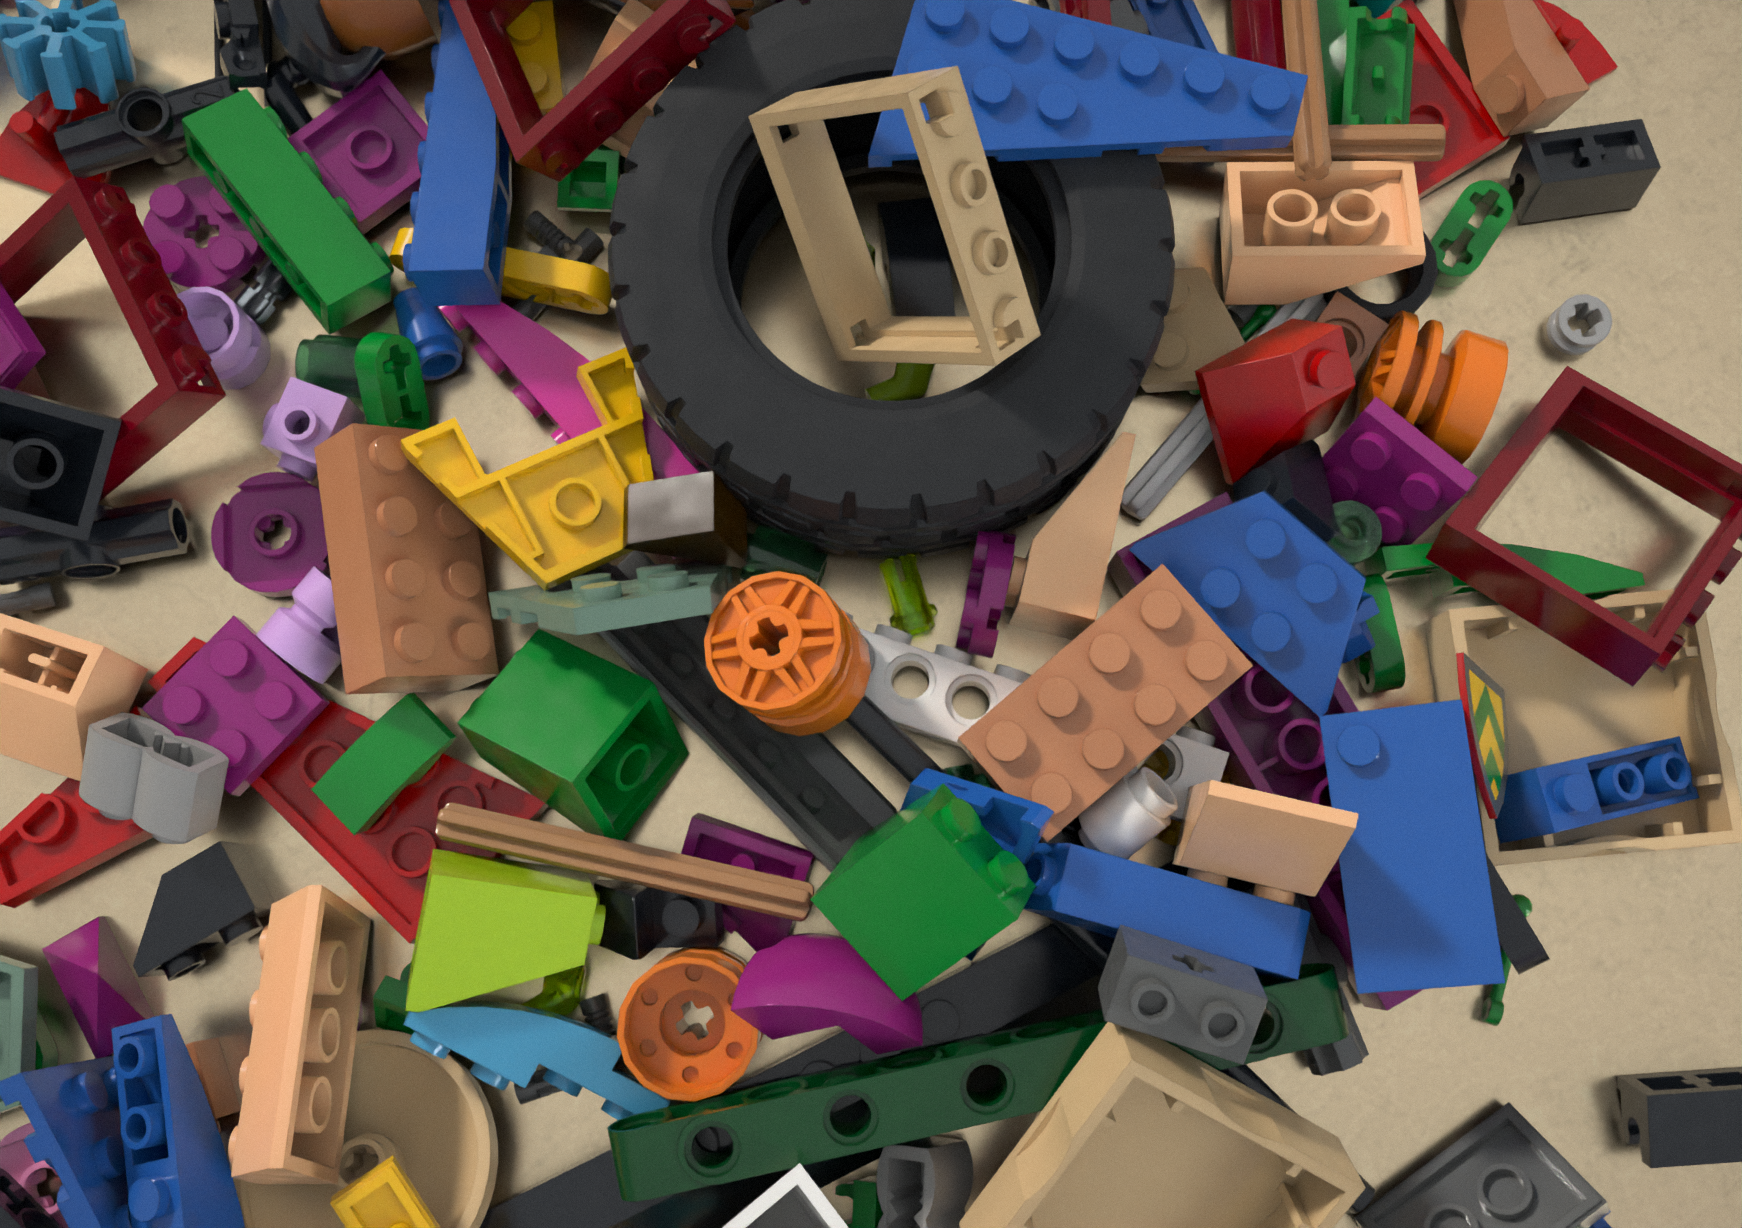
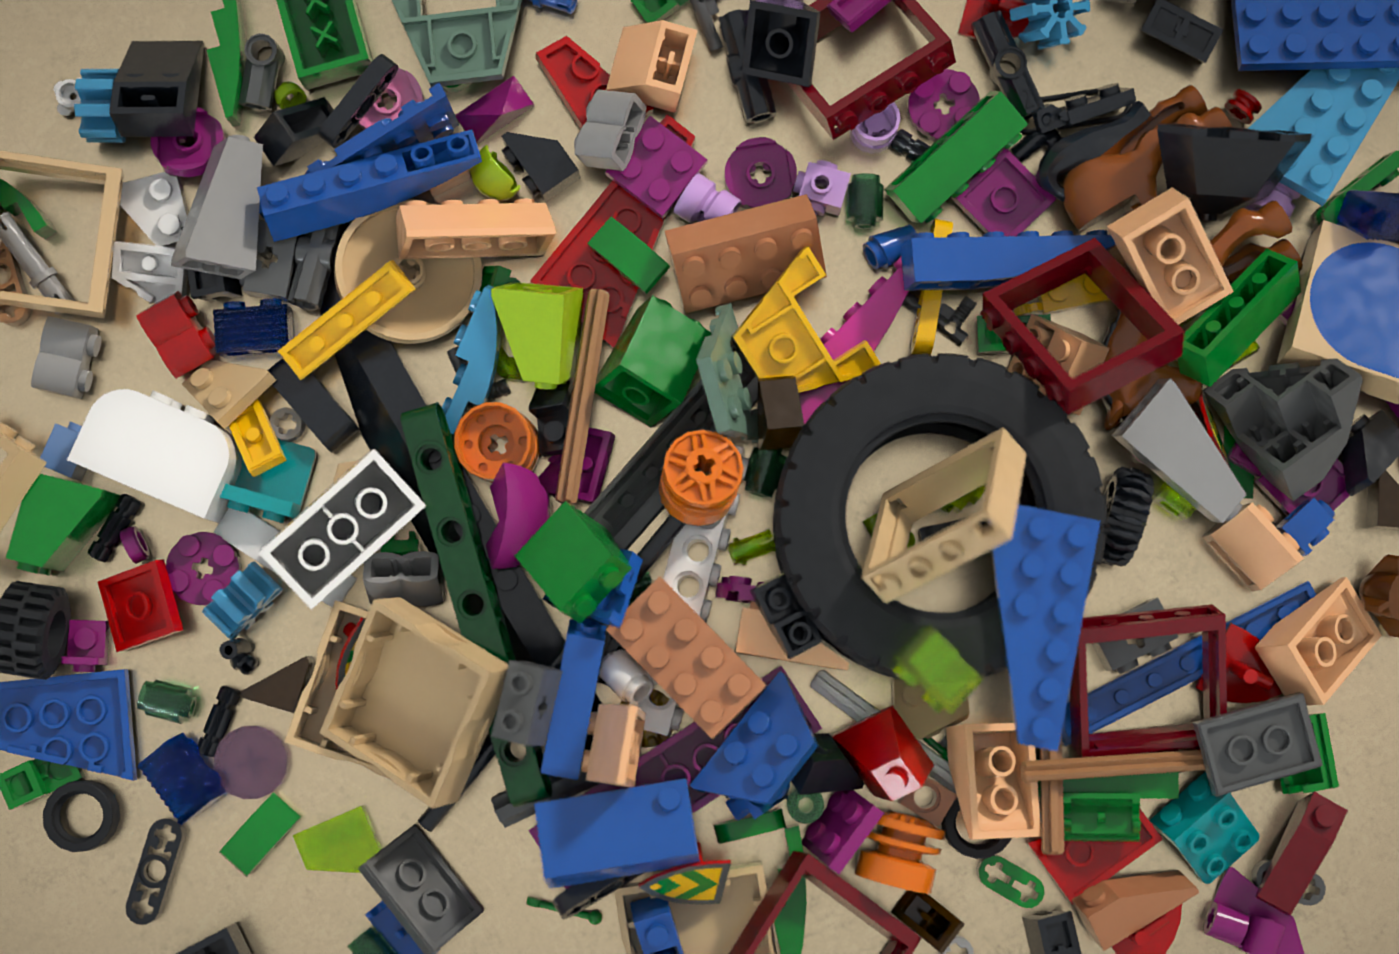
camera: 85 degrees right, 5 degrees up
(213, 998) = (493, 177): none -> lime hair
(393, 387) = (851, 232): green beam -> none
(1042, 528) = (785, 616): none -> black slope
(1159, 256) = (936, 668): none -> clear neon green brick
(1541, 349) = (928, 919): none -> dark brown slope

